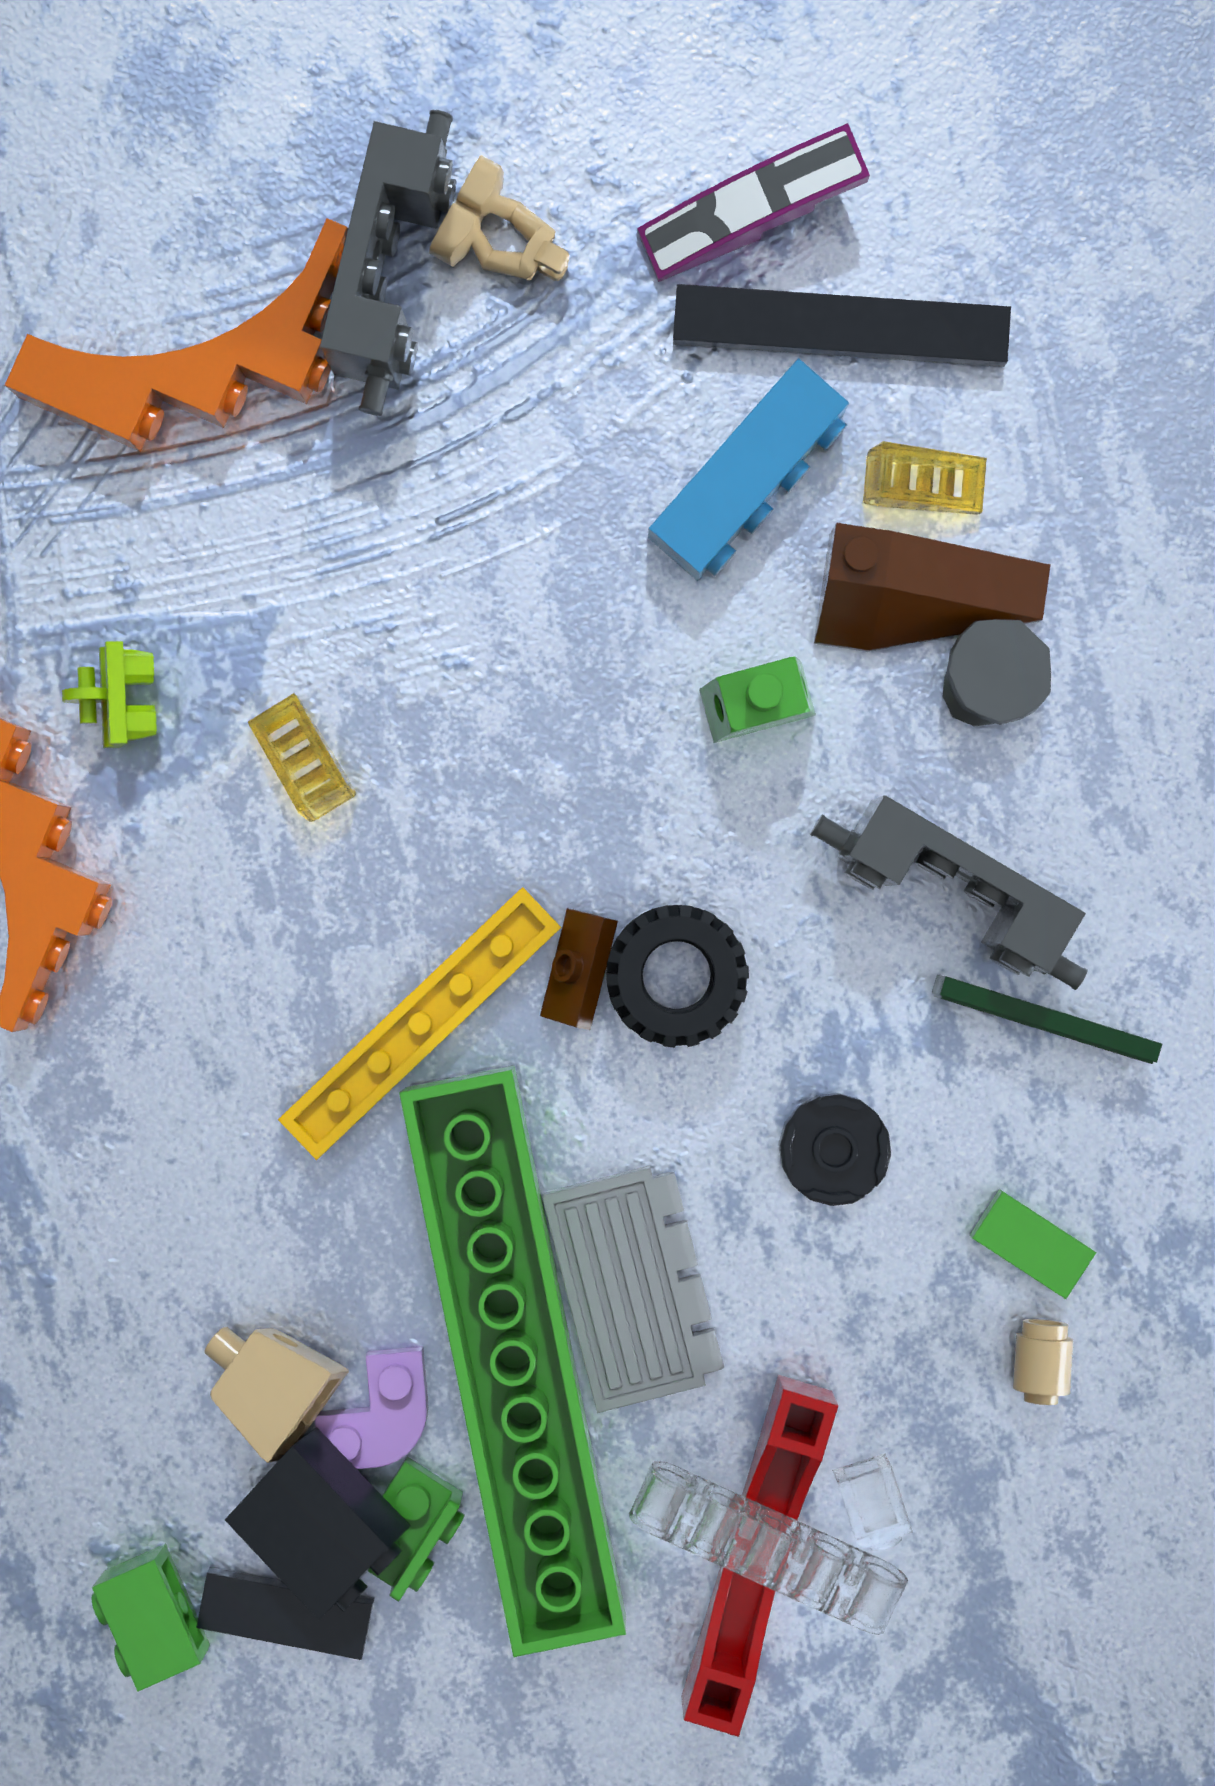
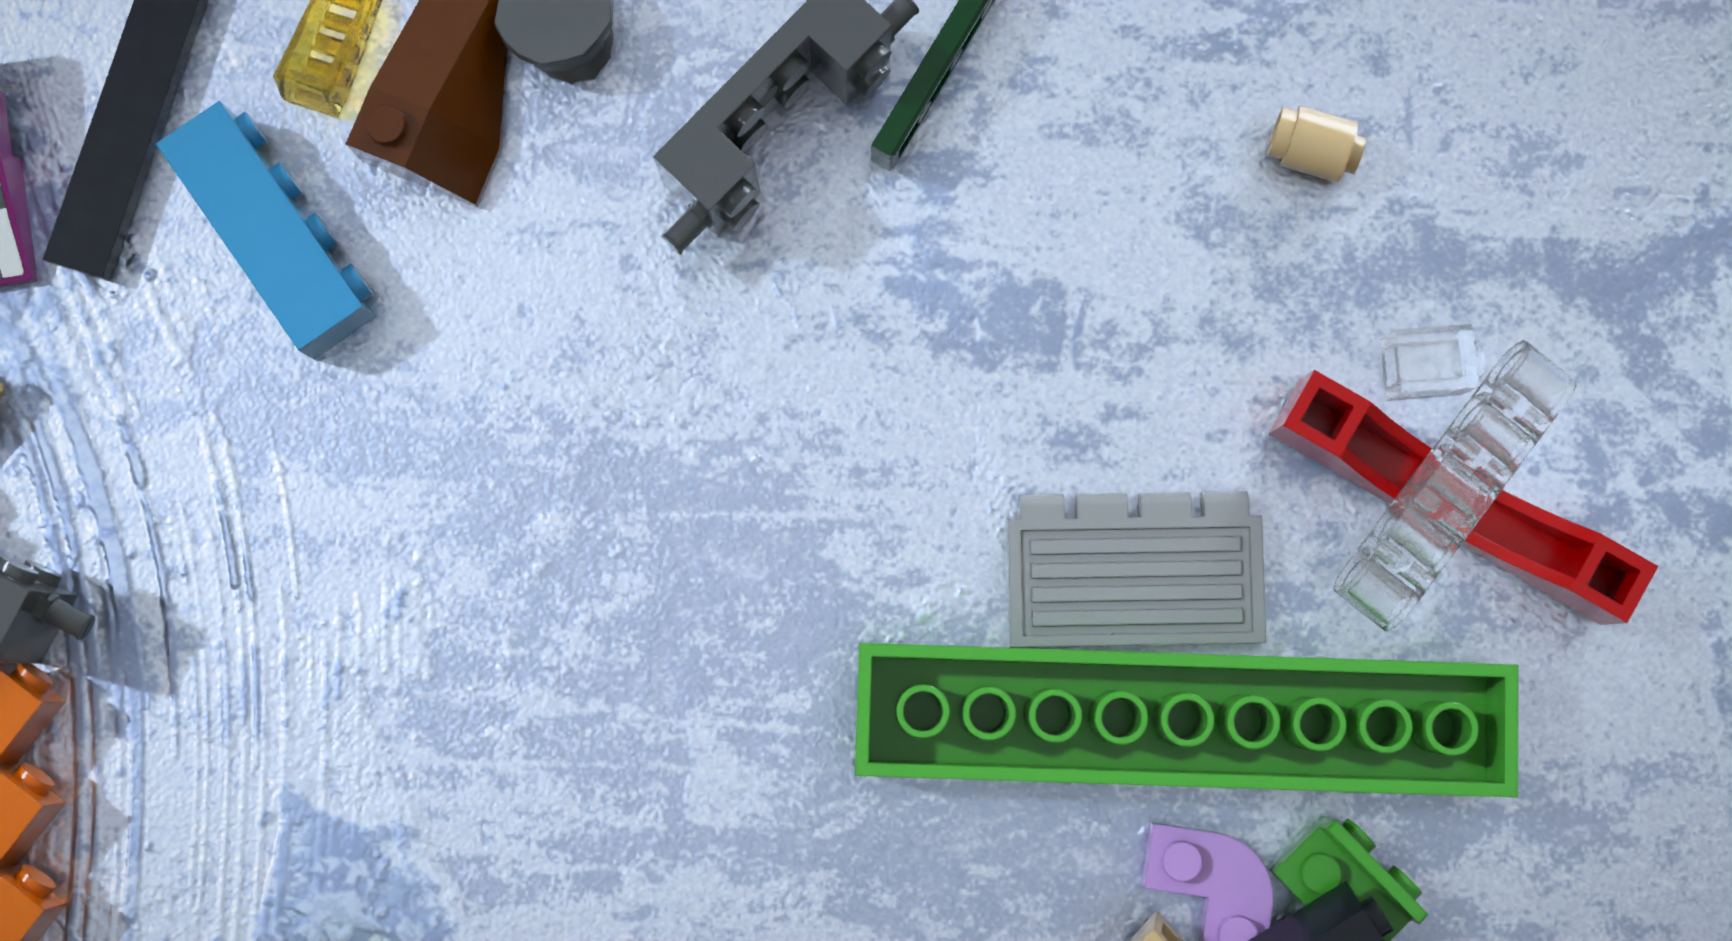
camera: 80 degrees left, 5 degrees down
(328, 795) = (497, 789): clear yellow slope -> none
(419, 1023) = (787, 739): yellow plate -> none
(578, 969) = (768, 545): reddish brown plate -> none
(687, 1024) = (787, 384): black tyre -> none
(757, 699) = (518, 278): bright green torso -> none
(834, 1149) = (1034, 314): black tile -> none
(1032, 1244) = (1186, 126): bright green tile -> none

